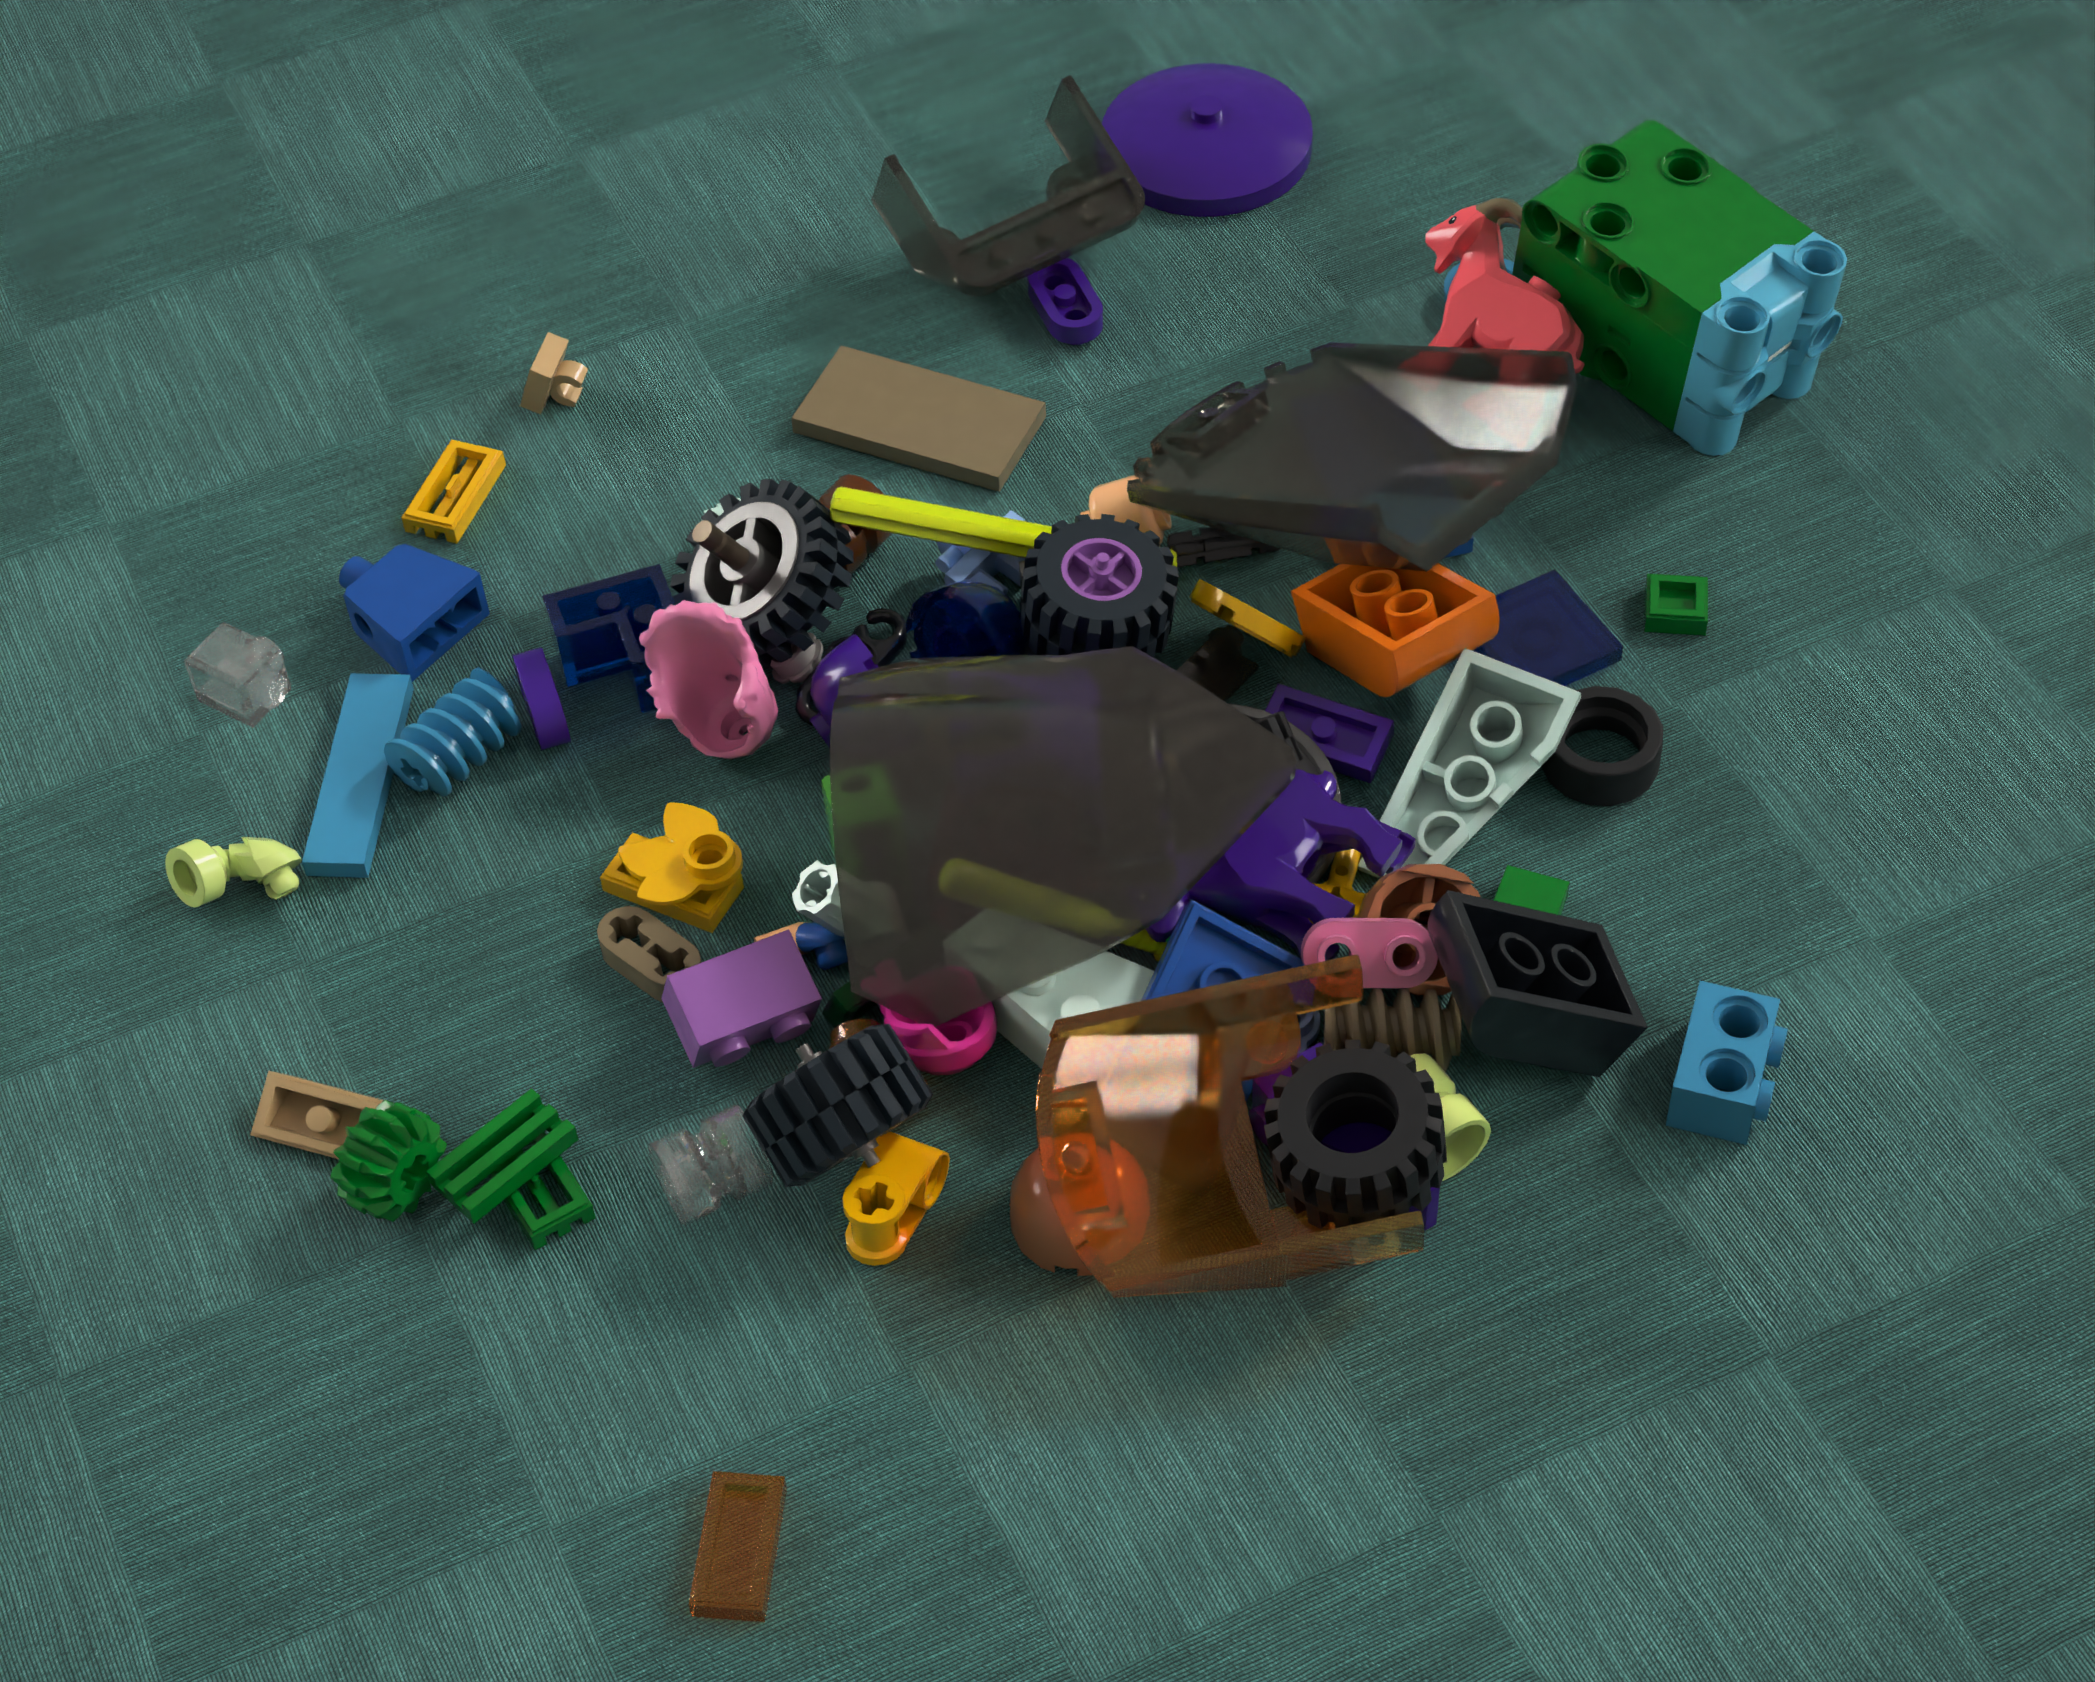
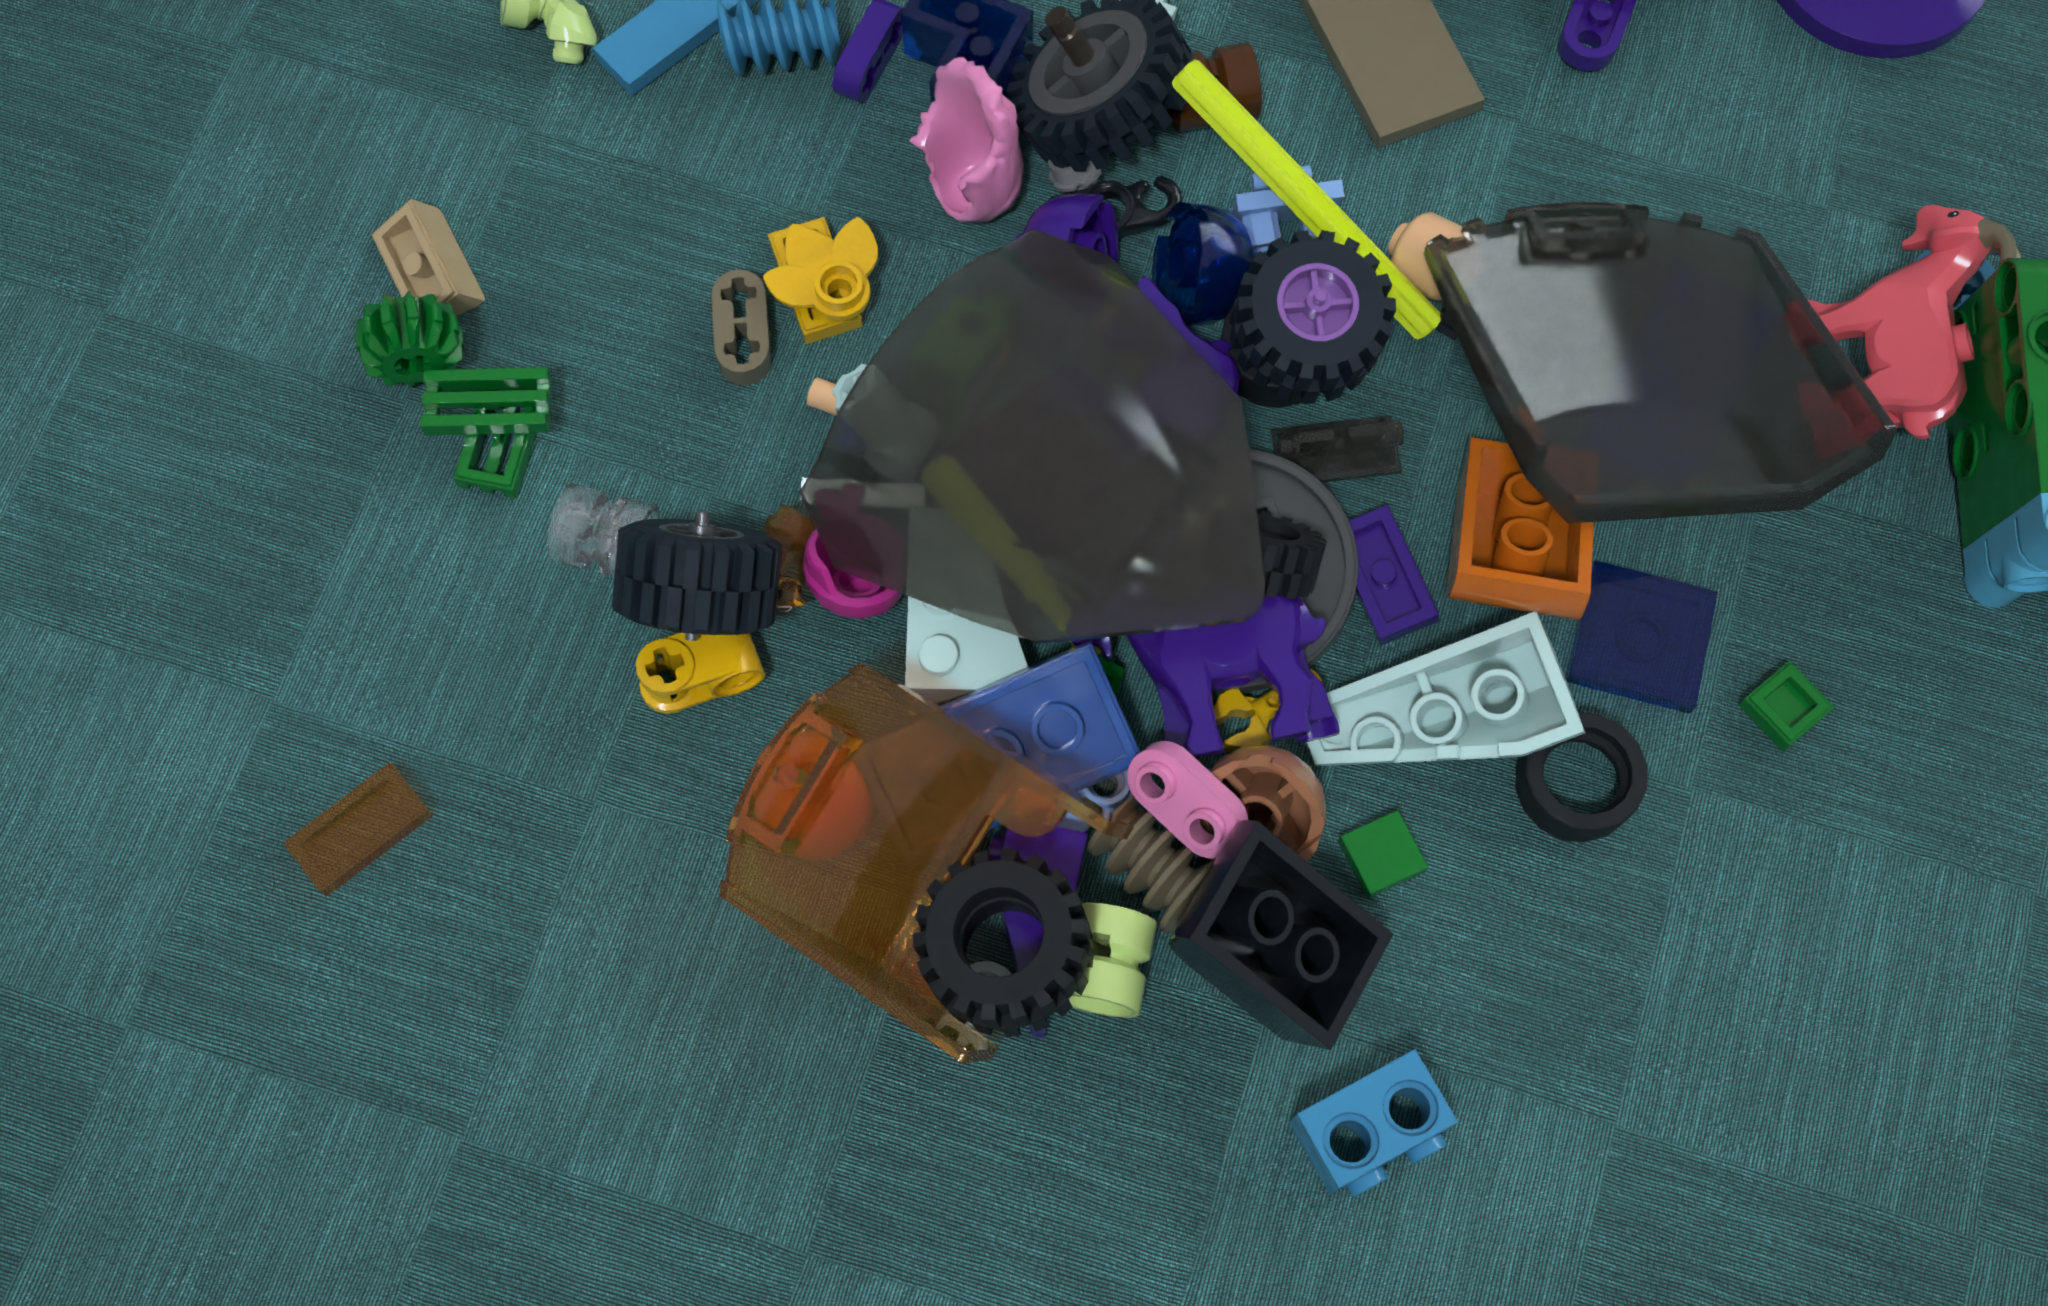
camera: 40 degrees right, 20 degrees up
(741, 1000) = (746, 422): medium lavender brick -> none
(1246, 618) = (1422, 428): yellow tile -> none

